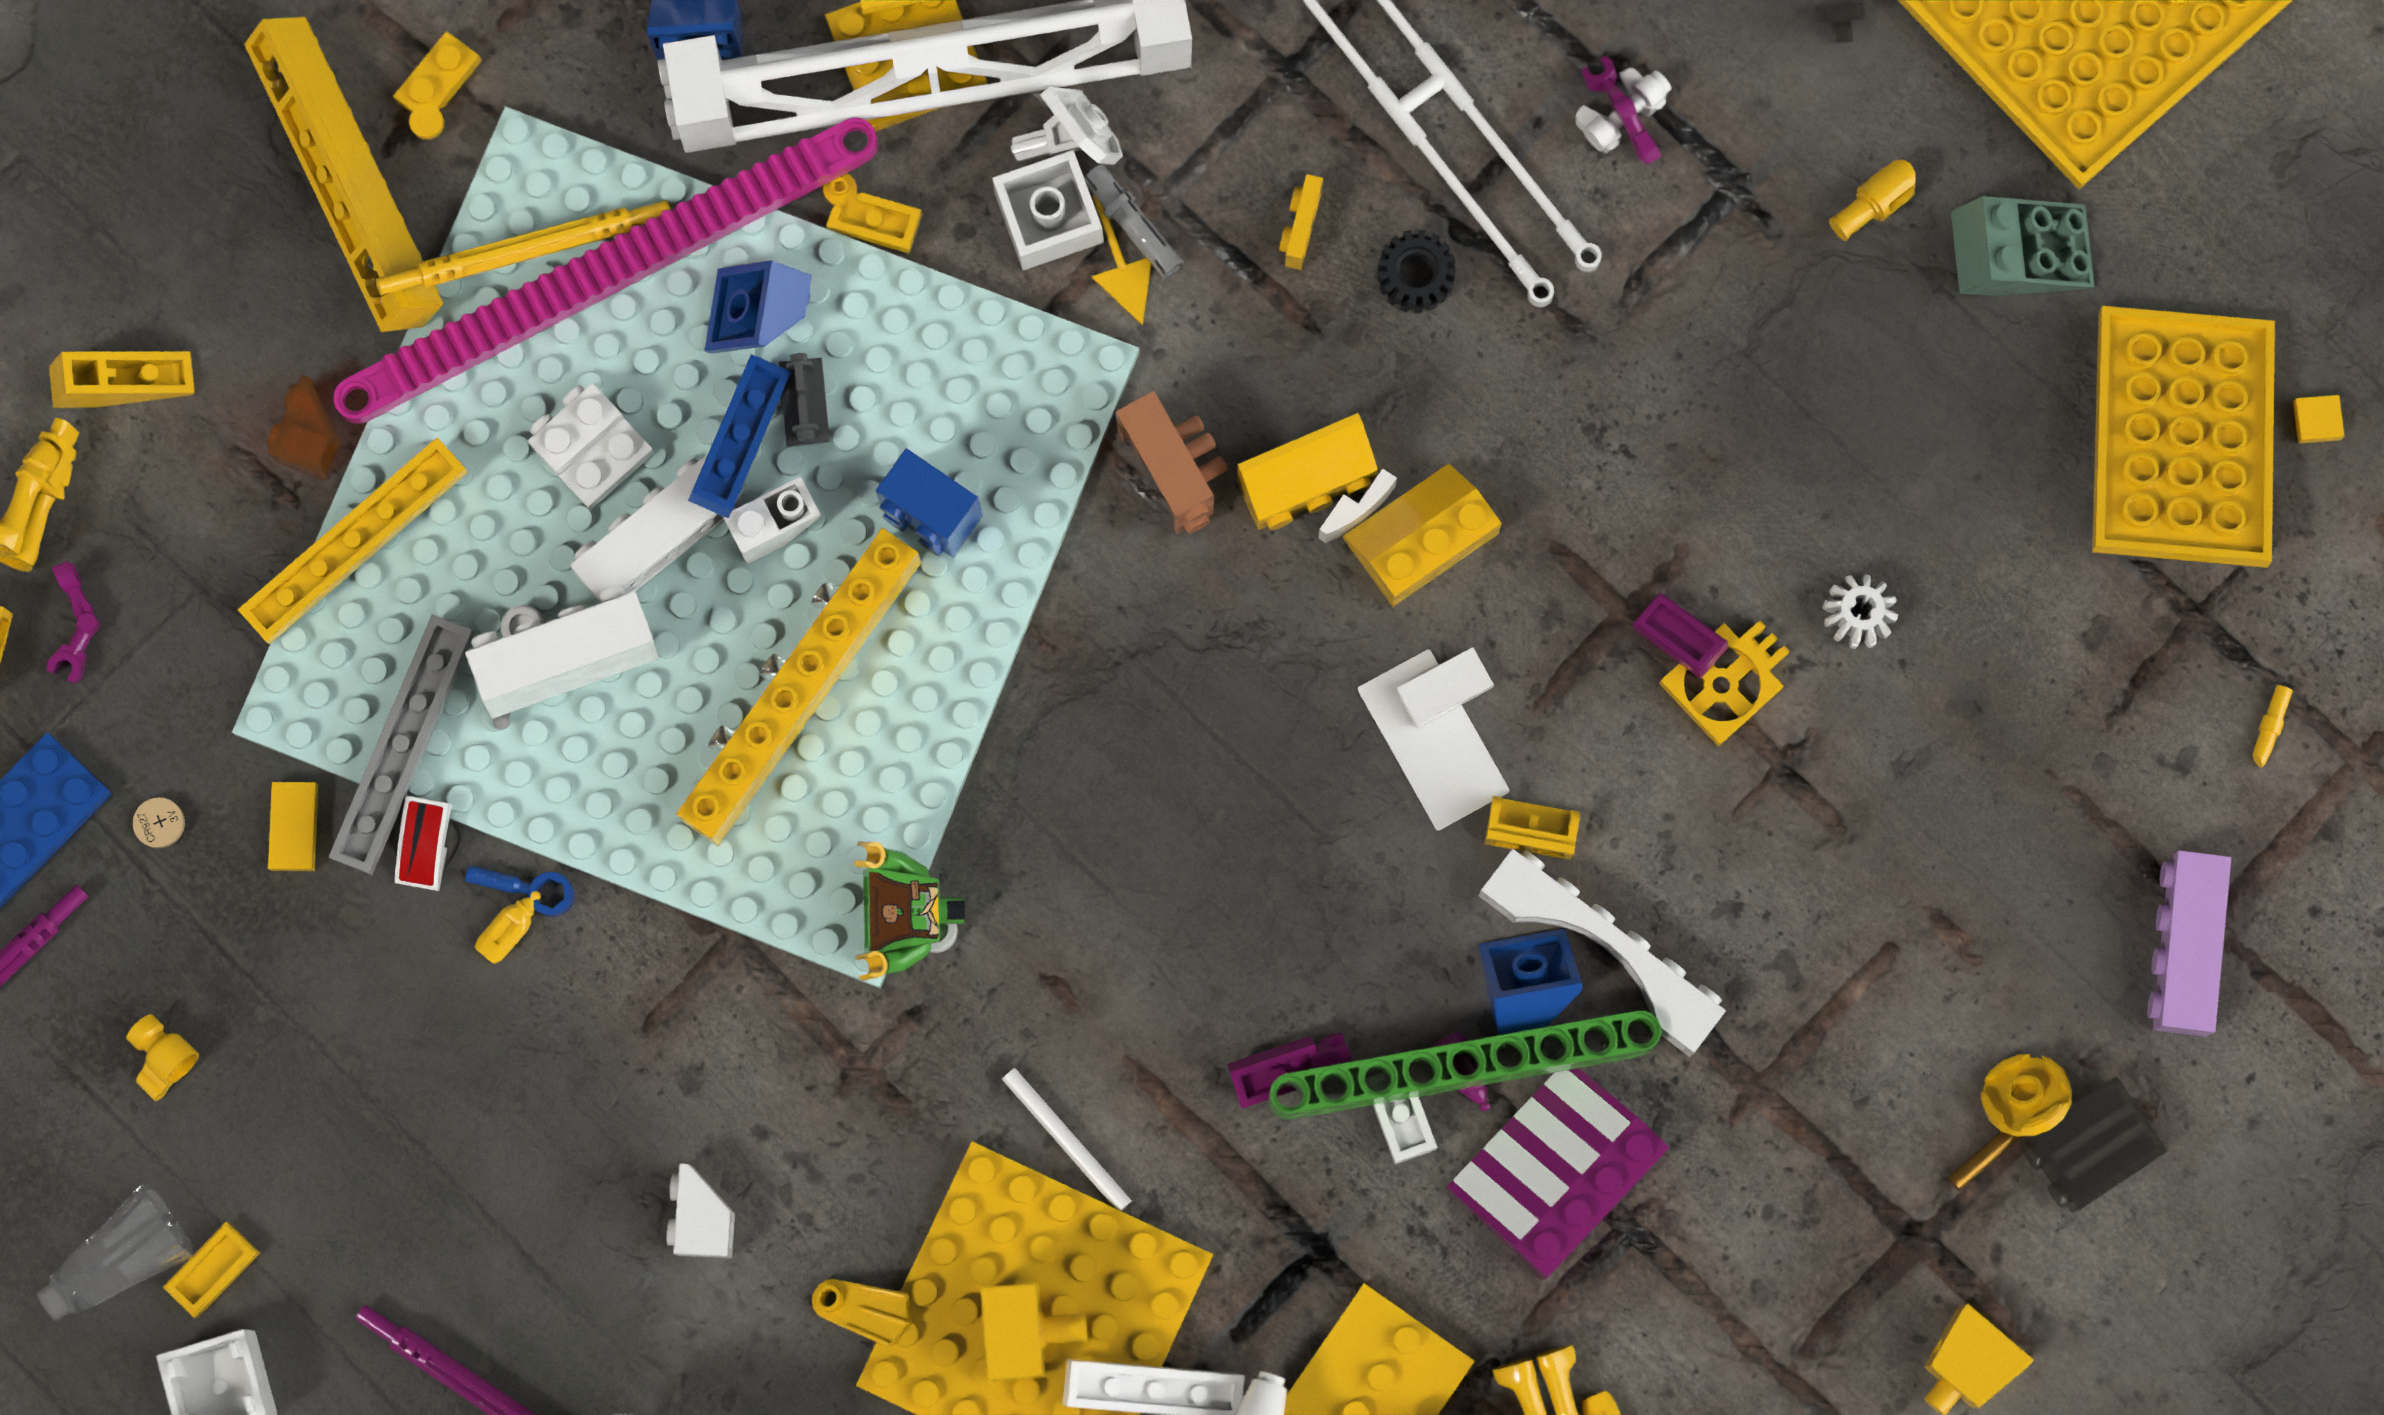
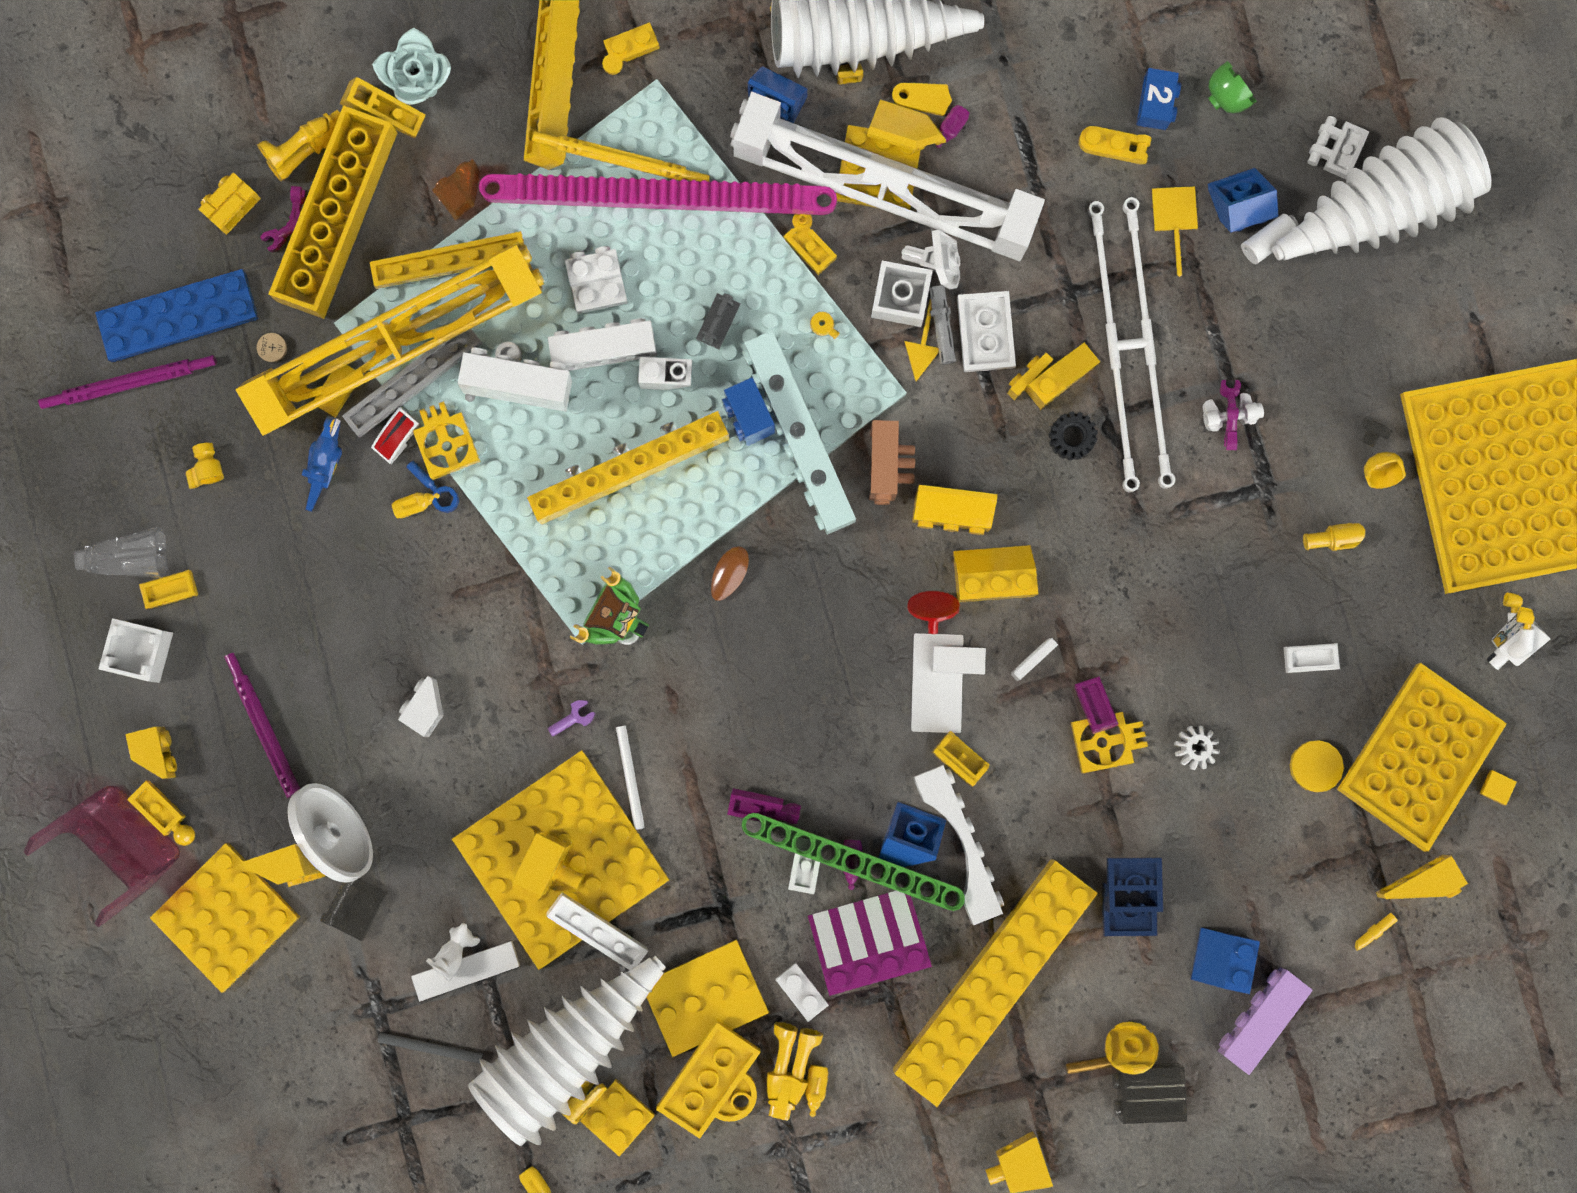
camera: 30 degrees right, 5 degrees up
(121, 269) = (413, 52): none -> light aqua brick
(138, 570) = (333, 212): none -> yellow brick
(334, 943) = (322, 460): none -> blue animal
(464, 502) = (270, 398): none -> yellow piece
(477, 787) = (438, 423): none -> yellow piece
(739, 436) = (672, 320): blue plate -> none
(755, 305) = (722, 257): blue slope -> none
(864, 1309) = (478, 803): yellow piece -> none
(931, 1102) = (572, 718): none -> medium lavender bar
(969, 321) = (826, 329): none -> yellow piece
(1020, 494) = (799, 432): none -> light aqua piece
(1036, 755) = (729, 572): none -> dark orange arm
(1202, 194) = (986, 331): none -> white plate
(1348, 195) = (1061, 375): none -> yellow slope
(1350, 514) = (963, 542): white slope -> none
(1364, 630) = (933, 607): none -> red shield
(1504, 1302) = (802, 992): none -> white plate
(1551, 621) = (1033, 659): none -> white tile
(1773, 1118) = (994, 982): none -> yellow brick
(1887, 64) = (1384, 470): none -> yellow hair
(1895, 876) = (1132, 896): none -> dark blue bracket
(1946, 390) = (1311, 658): none -> white tile
(2021, 247) = (1396, 606): sand green slope -> none
(2046, 538) = (1316, 766): none -> yellow tile
(2083, 890) = (1225, 960): none -> blue slope
(2215, 188) = (1519, 636): none -> white torso
(2306, 602) = (1434, 879): none -> yellow slope

